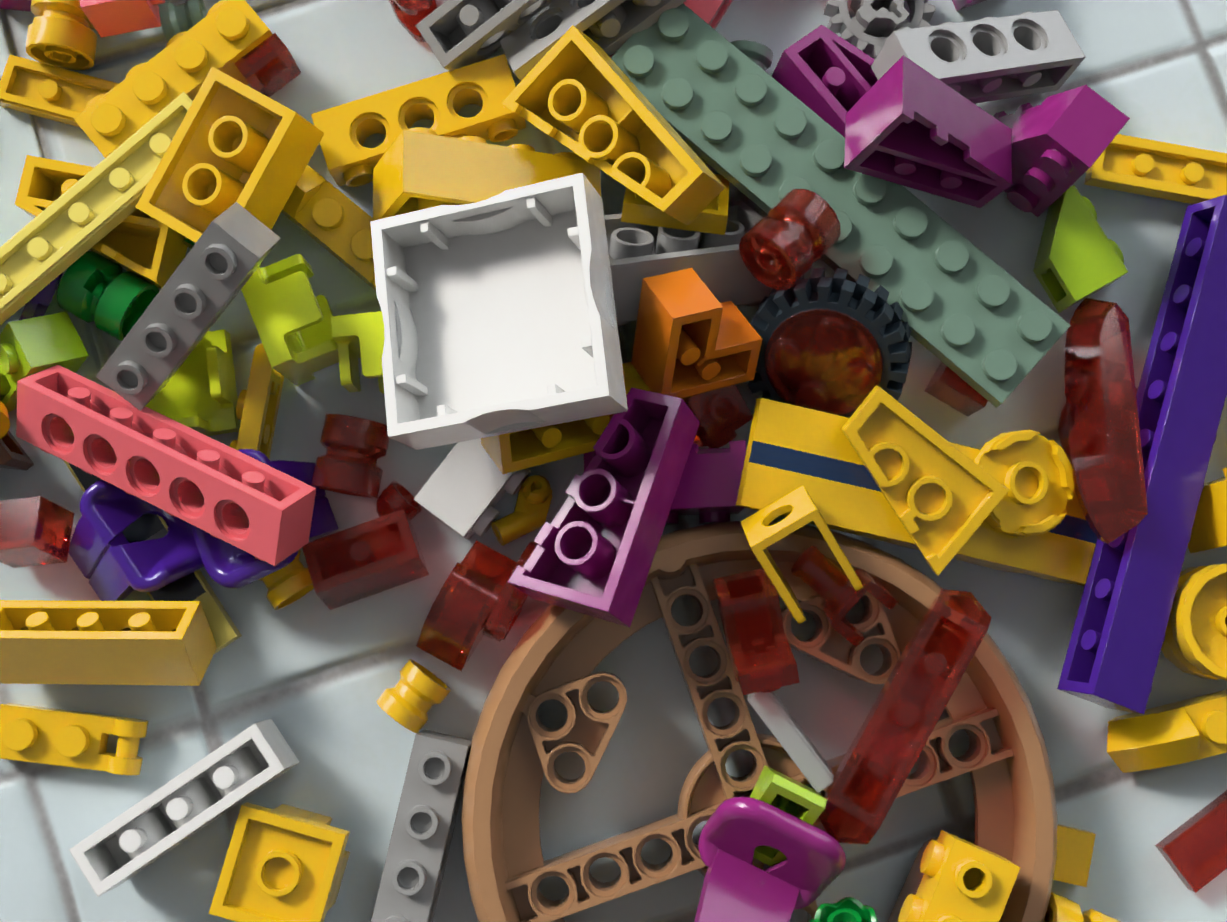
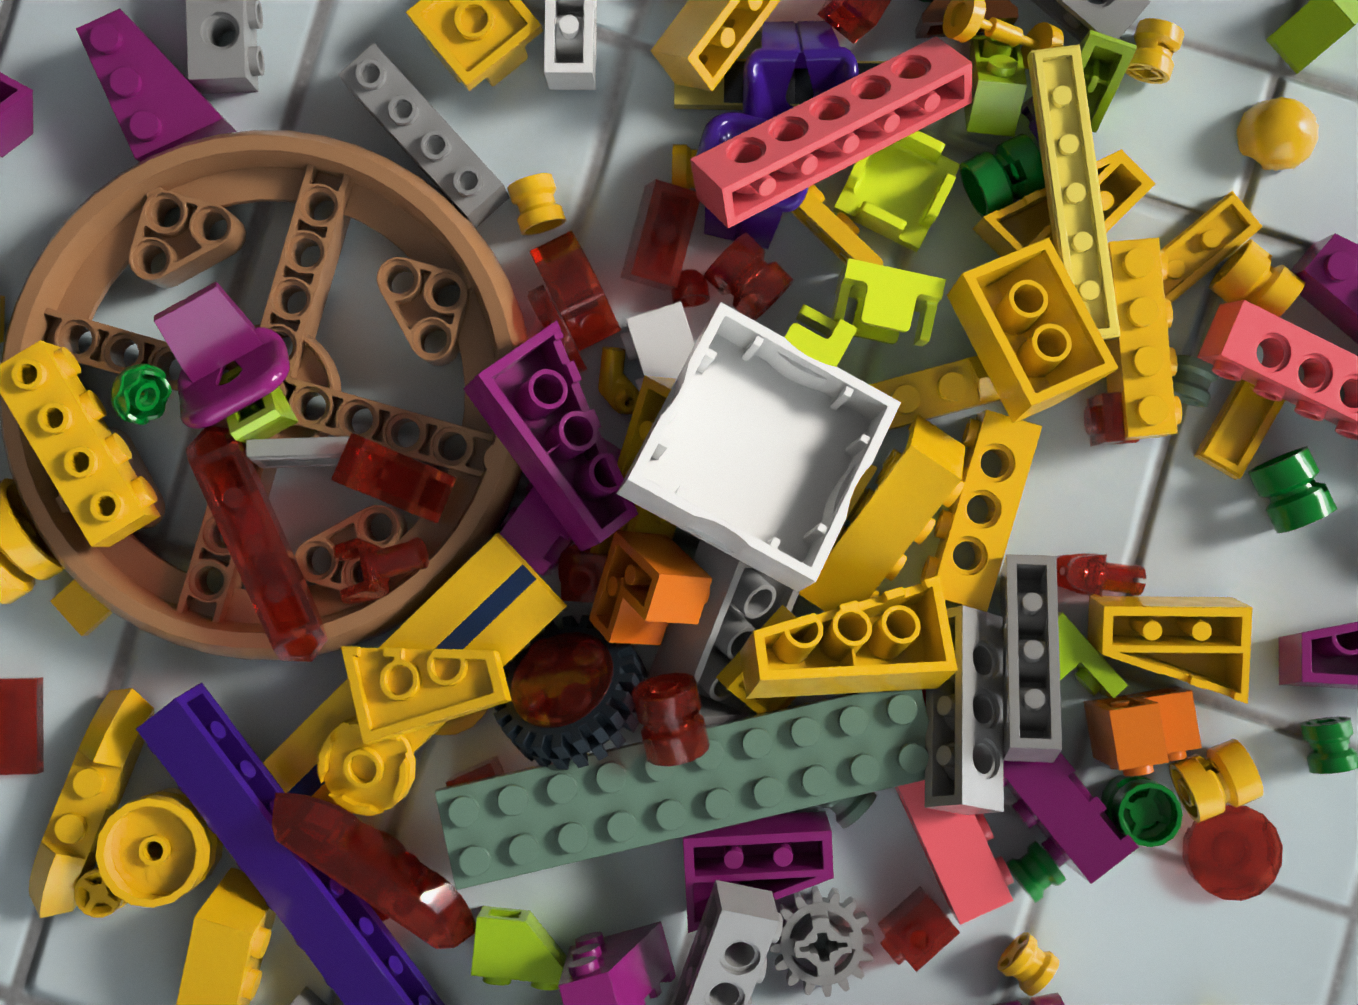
camera: 130 degrees right, 5 degrees up
(188, 305) = (936, 226): light grey brick -> none
(762, 536) = (450, 574): yellow piece -> none
(928, 138) = (674, 884): magenta wedge -> none

